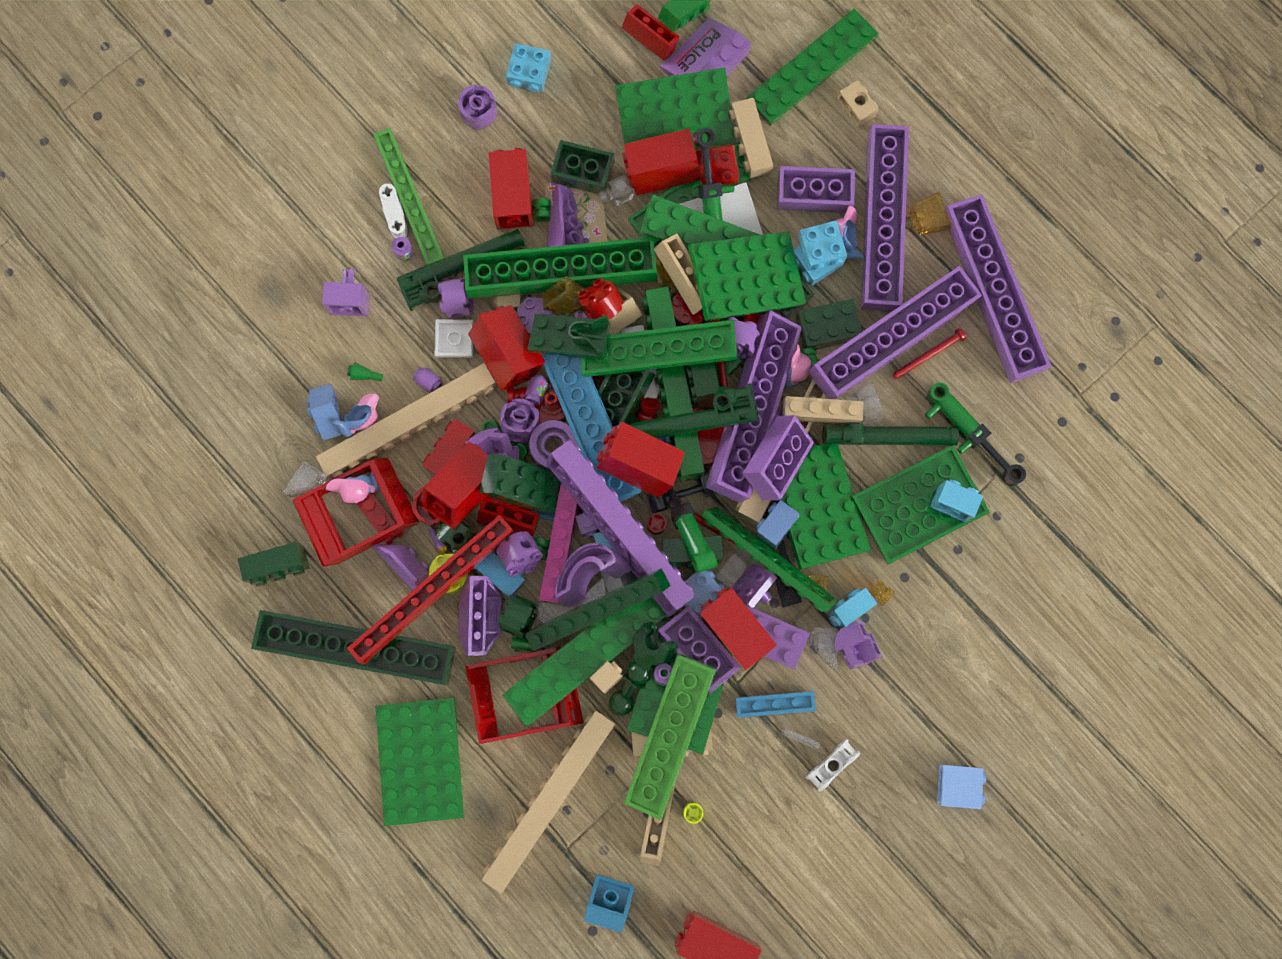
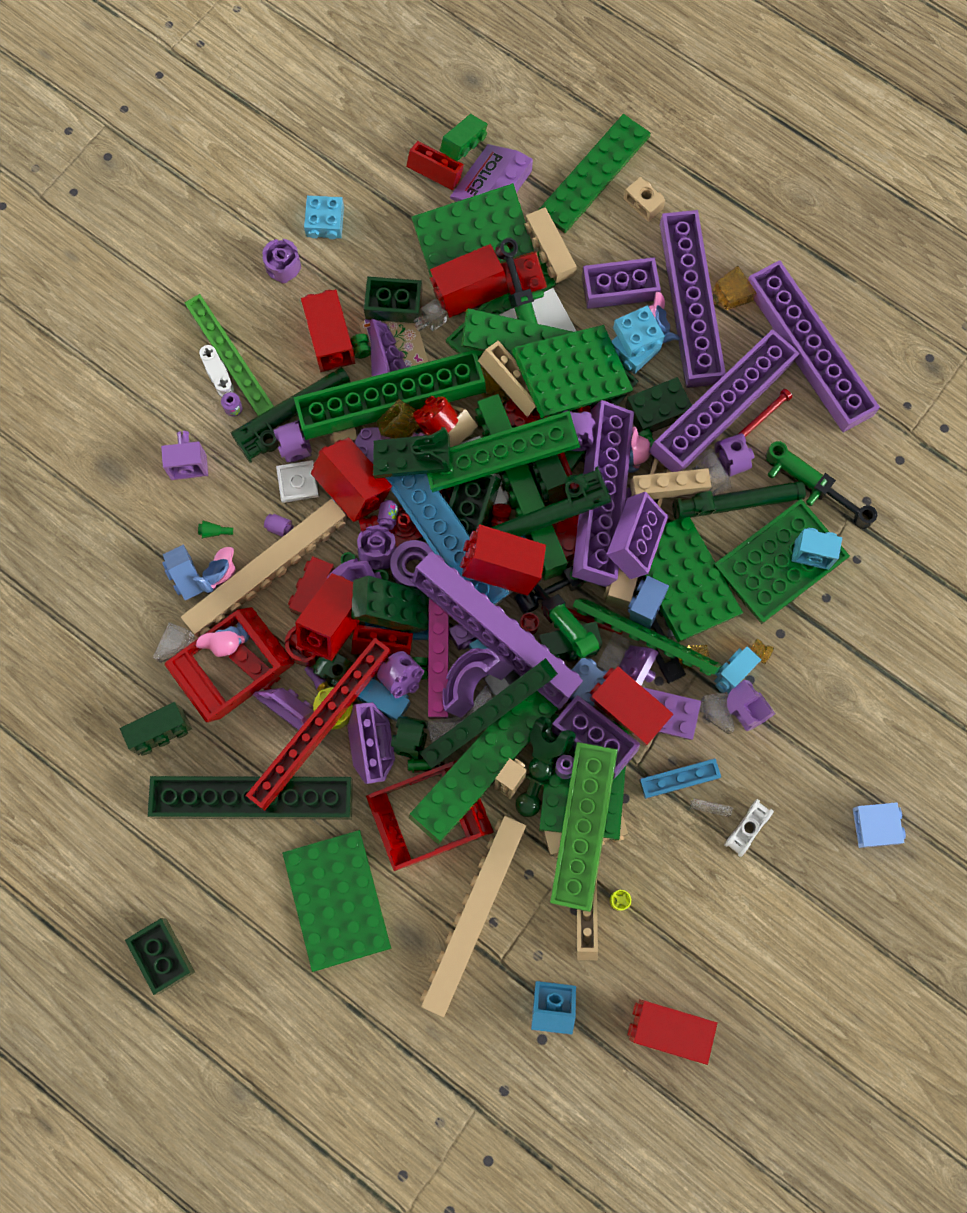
camera: 10 degrees left, 5 degrees down
(241, 784) = (159, 956): none -> dark green brick
(894, 389) = (734, 454): none -> medium lavender brick

